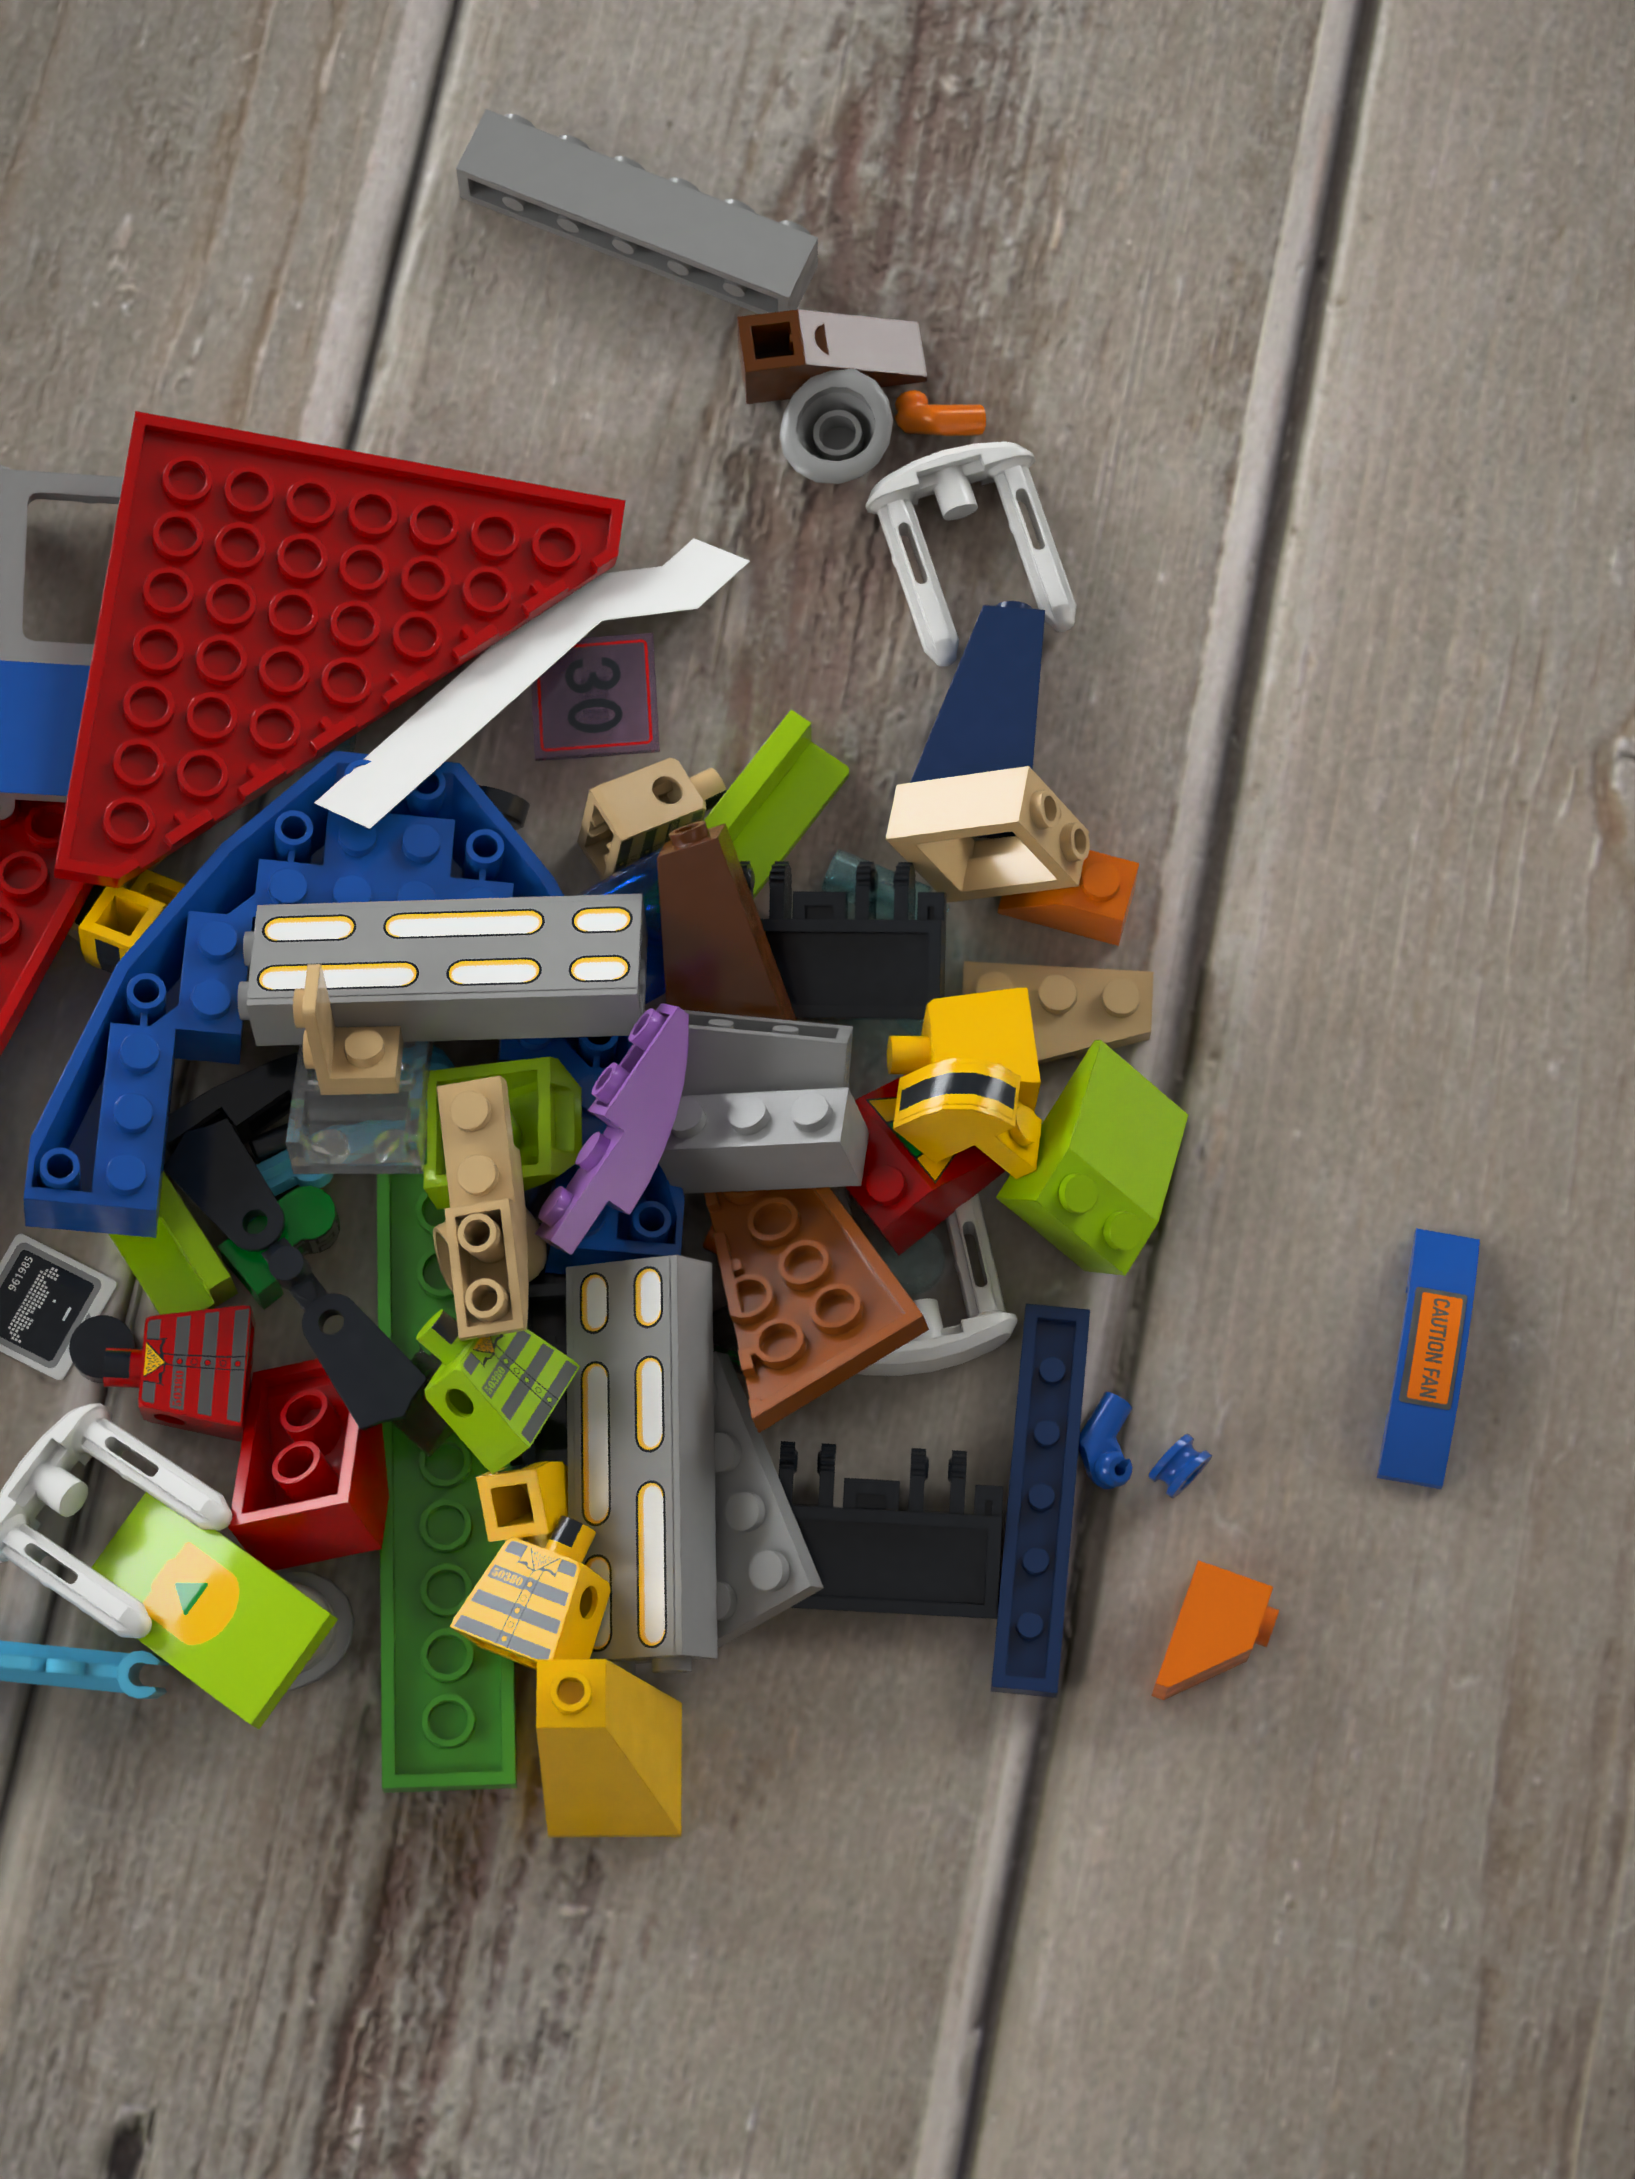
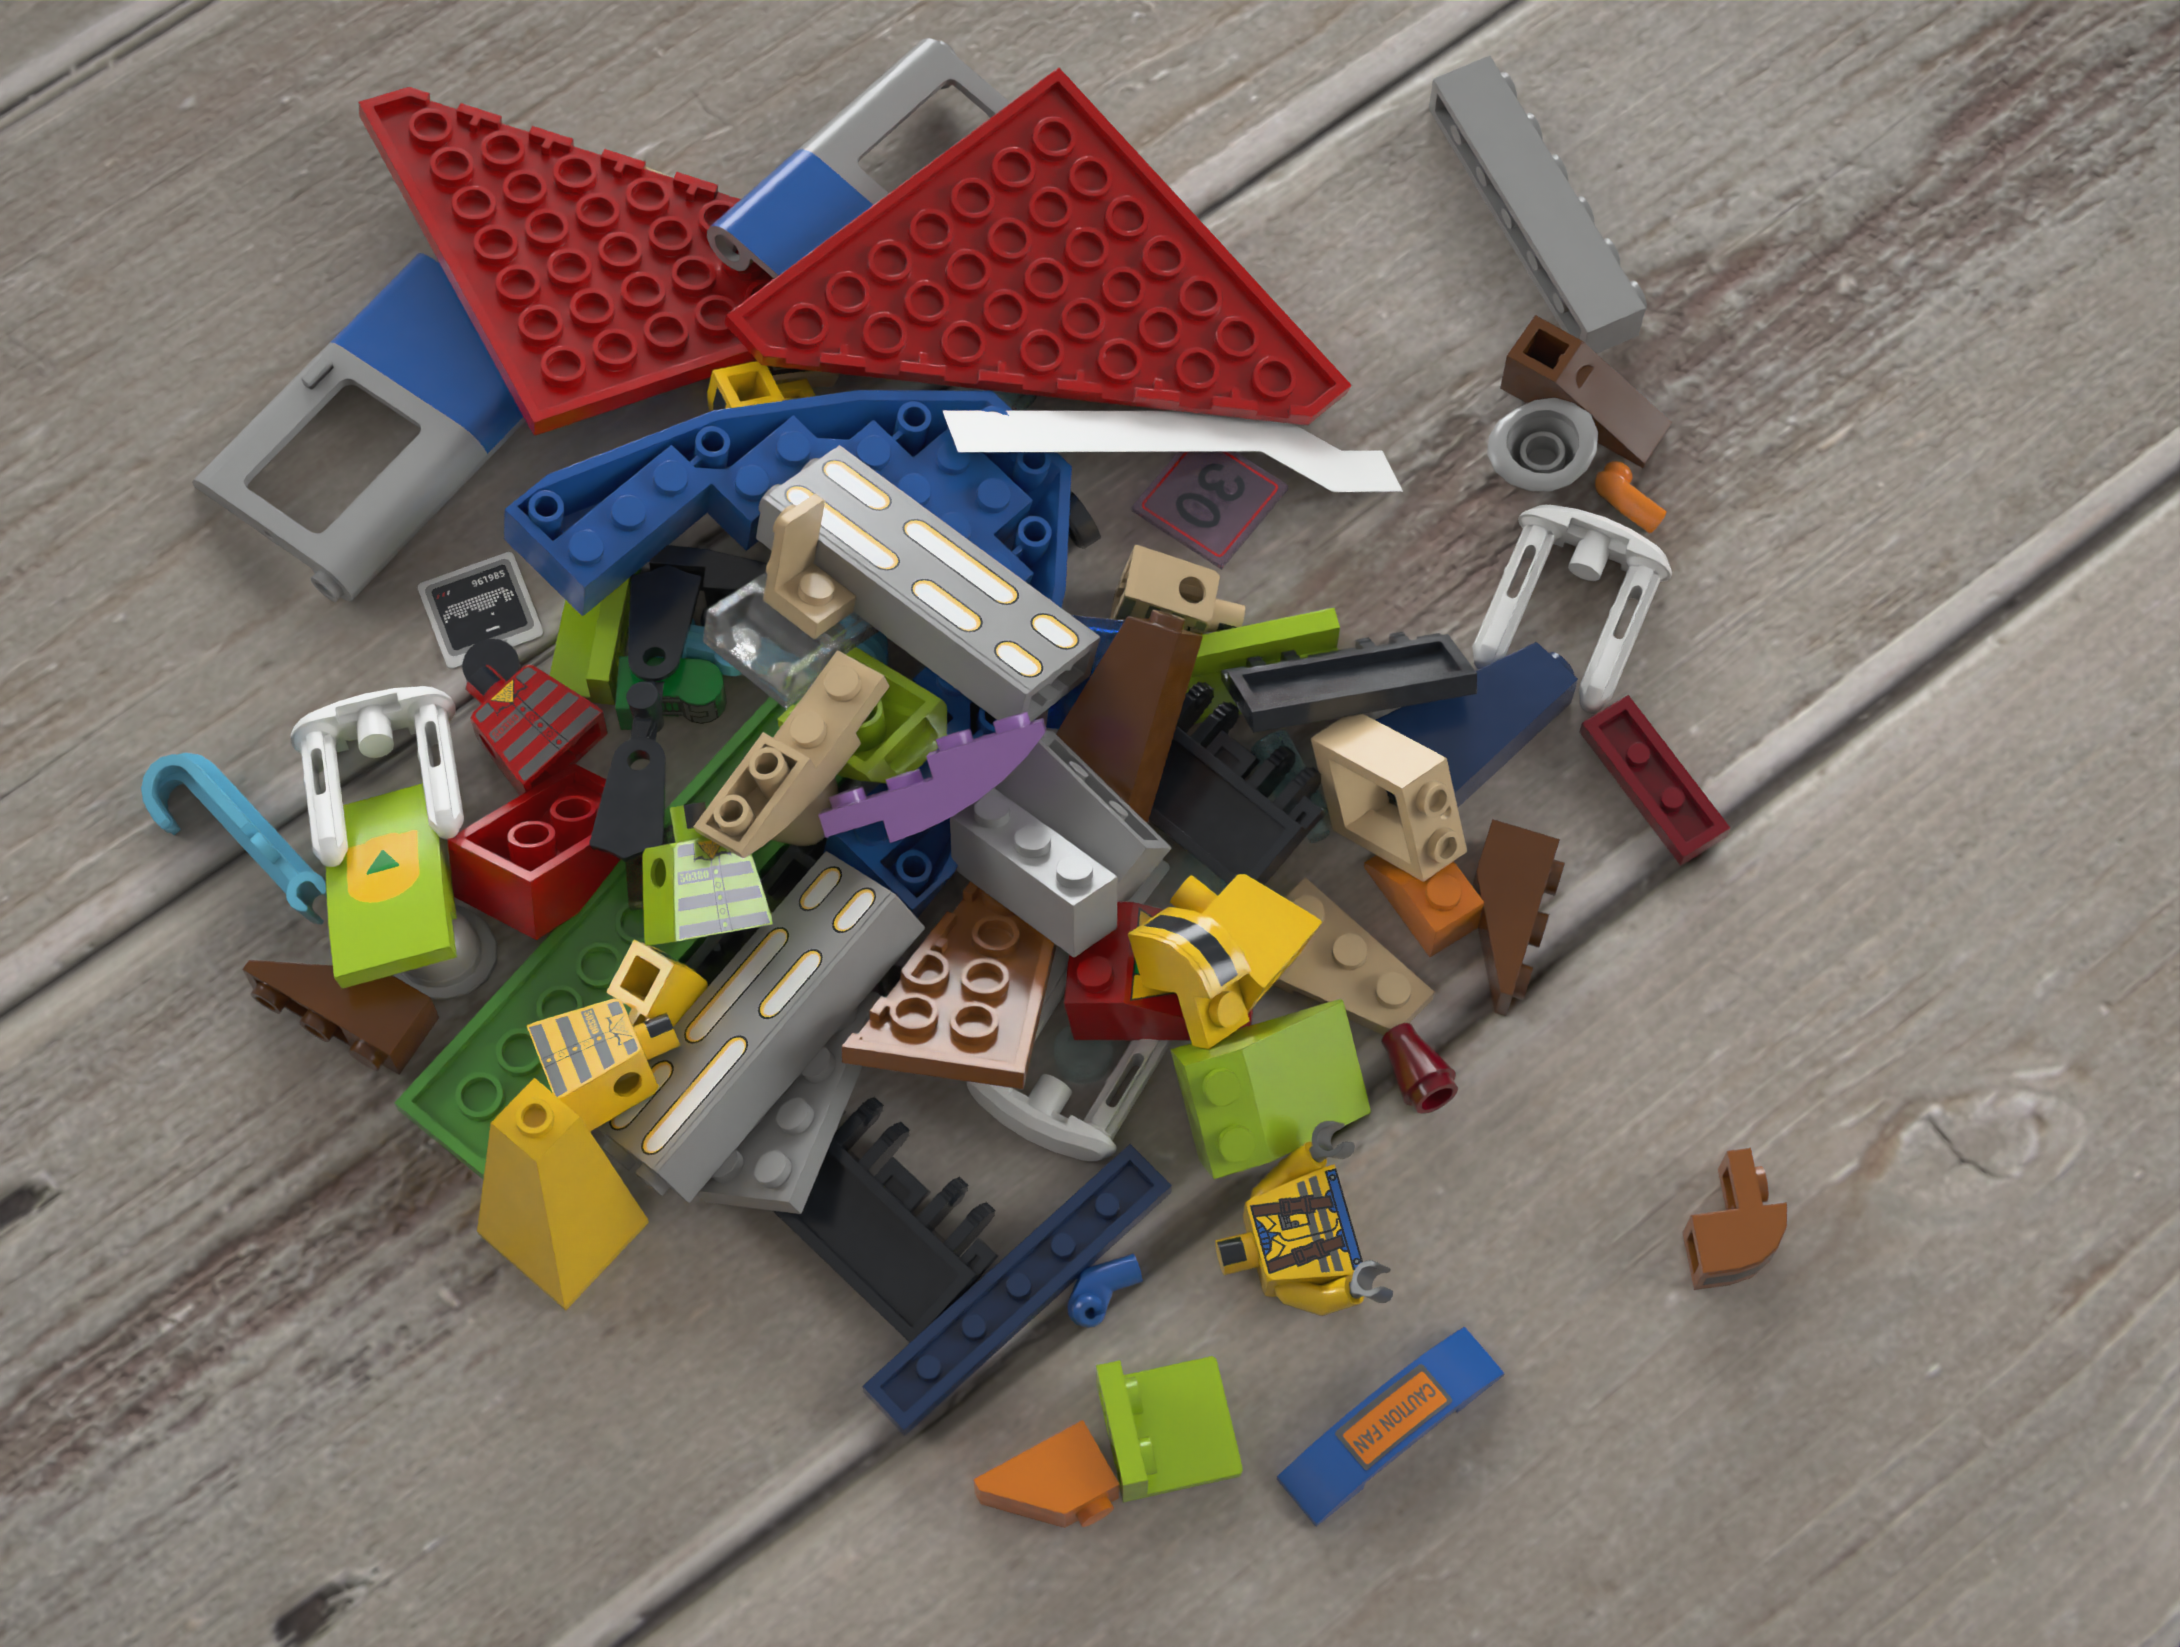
camera: 40 degrees right, 5 degrees down
(300, 1736) = (377, 1018): none -> reddish brown slope
(864, 763) = (1349, 681): none -> black hinge
(1136, 820) = (1511, 881): none -> reddish brown slope
(1172, 646) = (1654, 780): none -> dark red plate
(1180, 1465) = (1138, 1347): blue bush -> none
(1198, 1047) = (1419, 1071): none -> dark red cone
(1231, 1261) = (1304, 1233): none -> torso
(1260, 1508) = (1168, 1427): none -> lime bracket
(1570, 970) = (1745, 1236): none -> dark orange brick

